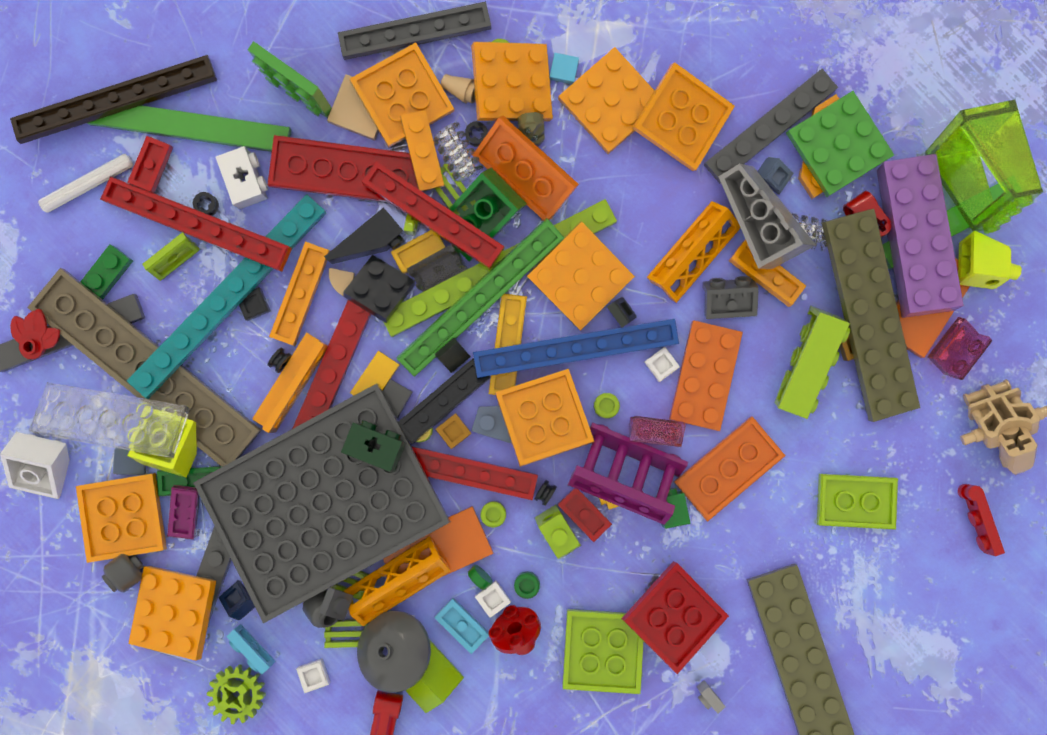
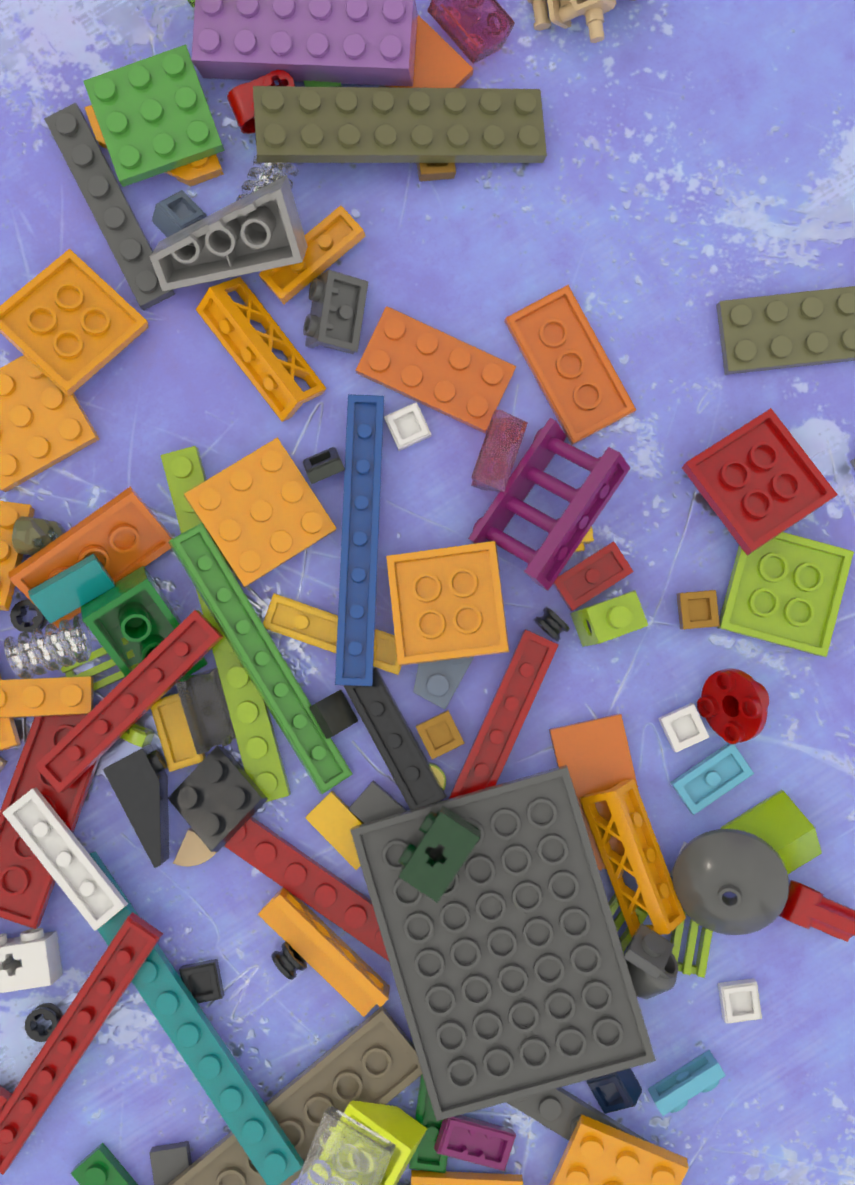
camera: 80 degrees left, 0 degrees up
(171, 256) = (111, 1095): lime tile -> none
(228, 685) = (757, 1128): lime gear -> none
(299, 294) = (201, 913): light orange plate -> none
(318, 195) = (65, 858): none -> white plate
(479, 577) = (650, 739): green tile -> none
(493, 514) = (566, 702): lime tile -> none
(501, 159) = (71, 588): none -> teal tile
(527, 585) = (673, 676): green tile -> none
(576, 592) = (698, 609): none -> pearl gold plate
(606, 405) = (448, 514): lime tile -> none
(680, 514) = (620, 441): green brick -> none
(812, 362) = (448, 219): lime wedge -> none
(857, 501) = (649, 202): lime tile -> none
(981, 519) = (708, 39): red plate -> none

